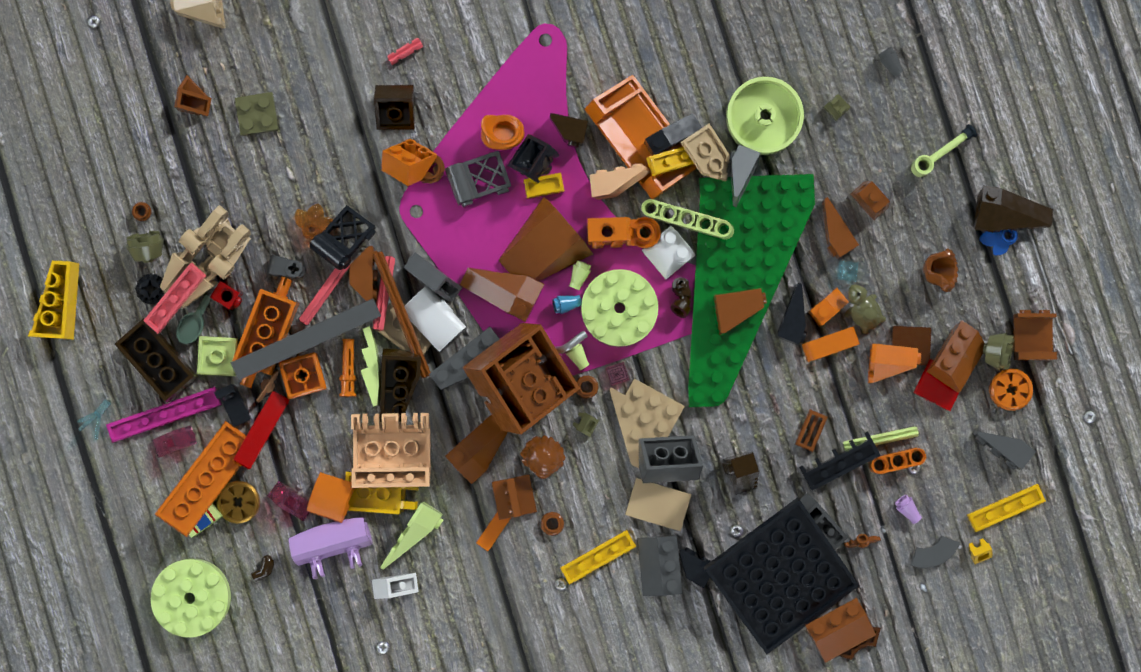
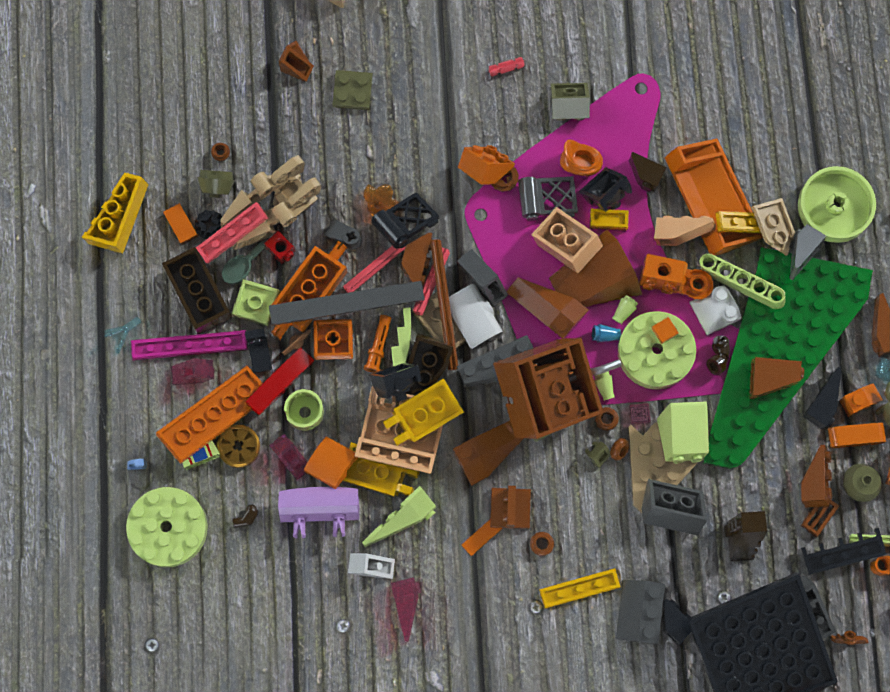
camera: 15 degrees right, 10 degrees down
(122, 295) = (180, 224): none -> orange tile
(145, 544) = (137, 464): none -> light blue tile
(281, 448) = (301, 399): none -> yellowish green piece
(372, 405) = (395, 380): none -> black brick
(394, 107) = (484, 113): dark brown slope -> none
(408, 429) = (424, 412): none -> yellow tile
(436, 610) = (406, 601): none -> clear pink slope
(476, 72) = (570, 101): none -> olive slope
(506, 221) = (567, 240): none -> light nougat brick
(543, 456) = (548, 474): dark orange hair -> none
(605, 414) = (619, 449): none -> dark orange piece
(622, 289) = (665, 330): none -> orange tile
(658, 504) = (651, 551): tan tile -> none
(663, 385) = (684, 431): none -> yellowish green slope
(672, 135) = (743, 199): slope -> none
(800, 399) = (815, 484): none -> dark orange slope
(845, 388) = (862, 482): none -> olive cone

